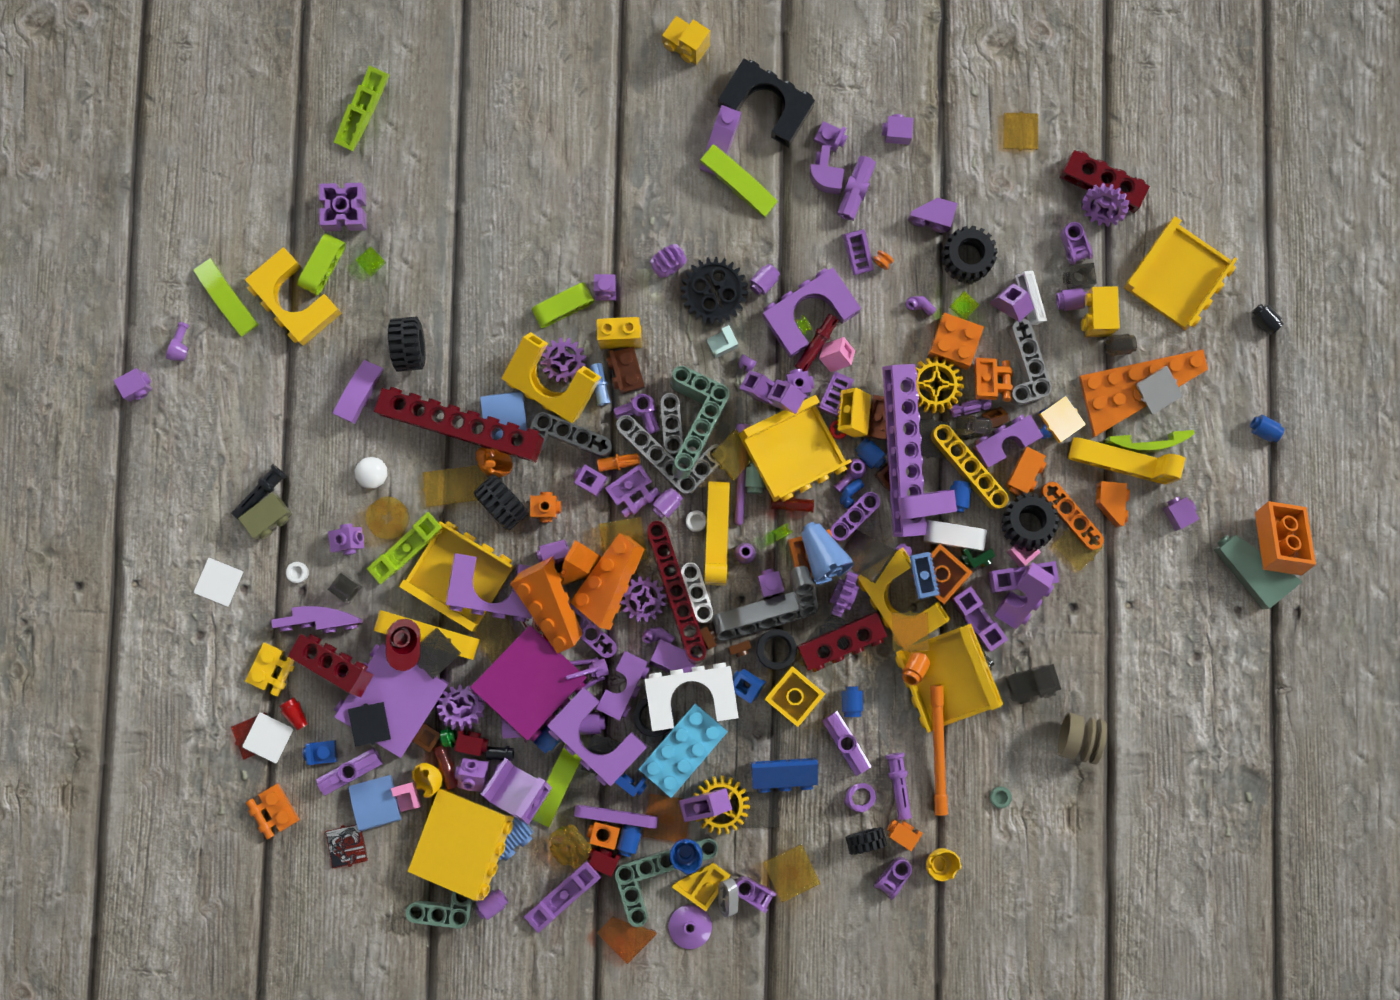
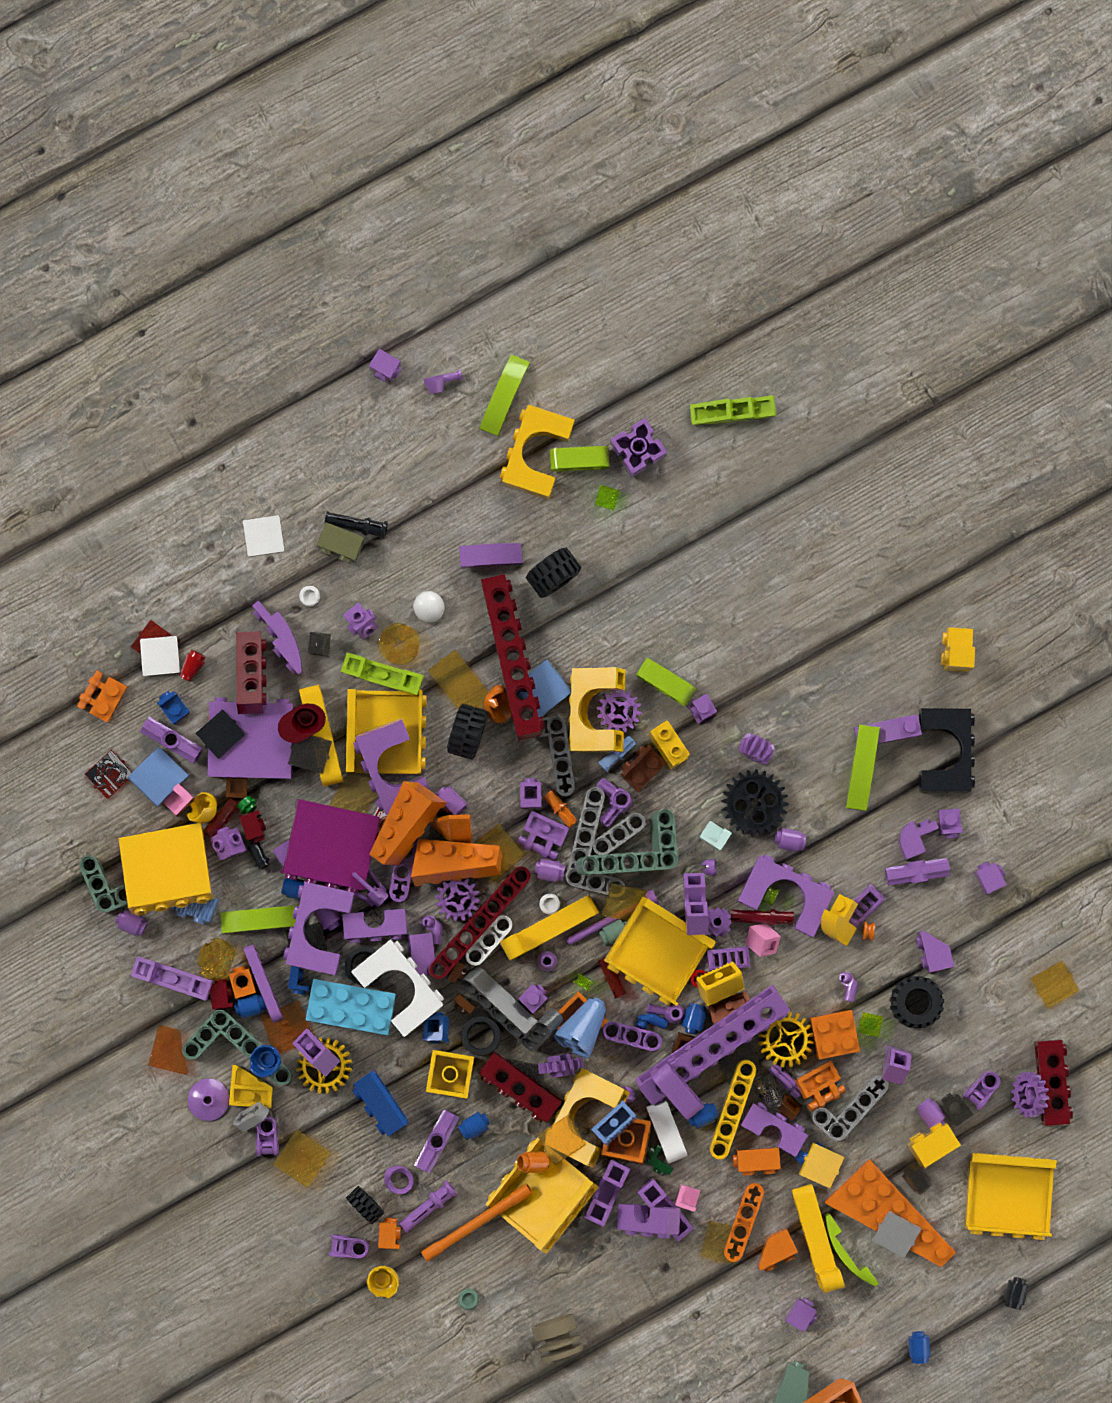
camera: 55 degrees right, 0 degrees up
(265, 666) = (216, 617): yellow plate -> none
(462, 710) = (276, 803): medium lavender gear -> none
(516, 791) = (235, 888): medium lavender panel -> none
(537, 504) = (485, 762): orange brick -> none
(762, 811) = (339, 1103): clear smoke piece -> none
(859, 281) = (836, 921): none -> yellow brick
(868, 555) = (604, 1065): clear smoke piece -> none
(1027, 281) = (917, 1073): white piece -> none
(1033, 682) = (580, 1270): clear smoke brick -> none
(1041, 510) = (732, 1183): black tyre -> none

